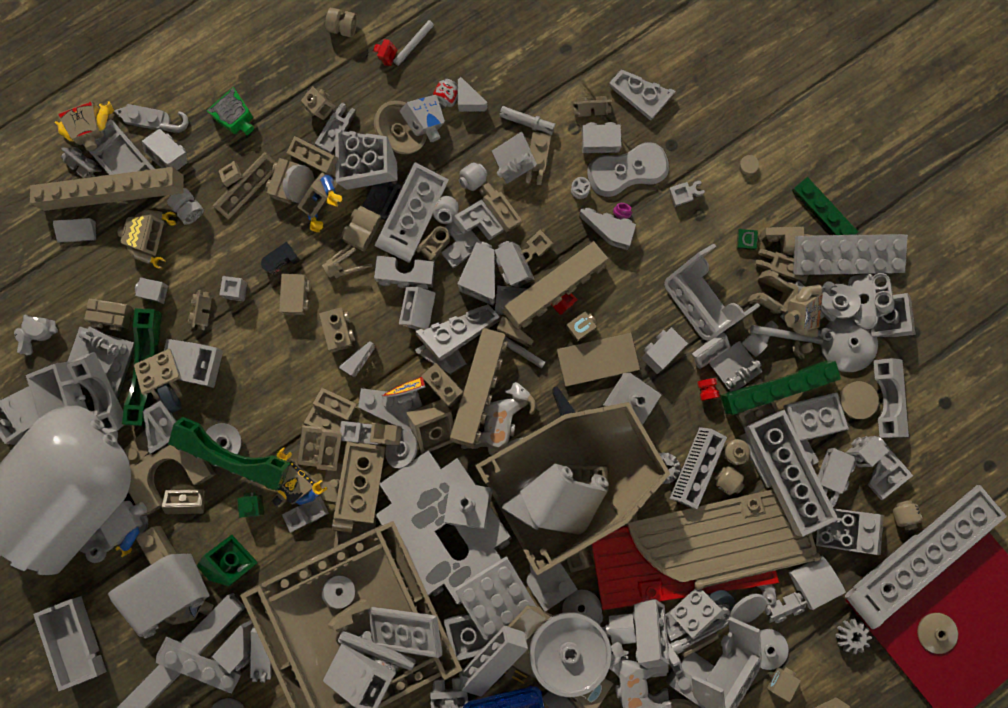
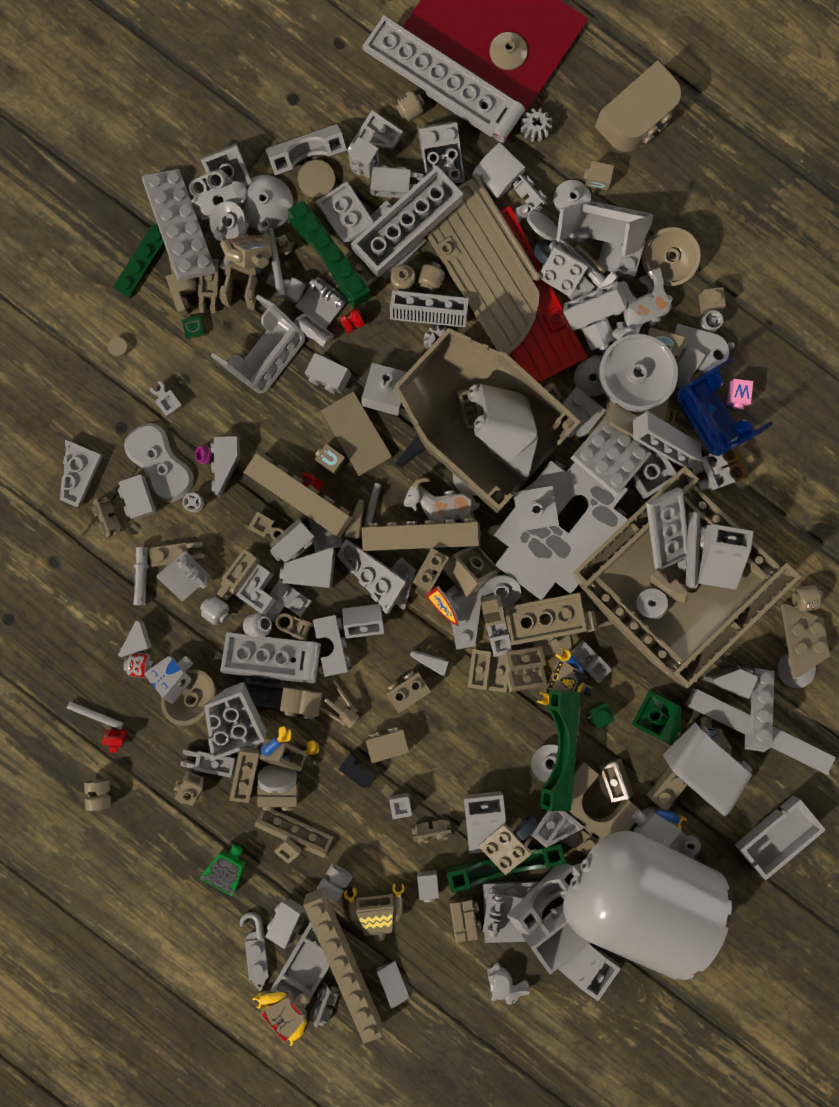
camera: 115 degrees left, 5 degrees up
(260, 663) = (734, 656): light grey hinge -> none

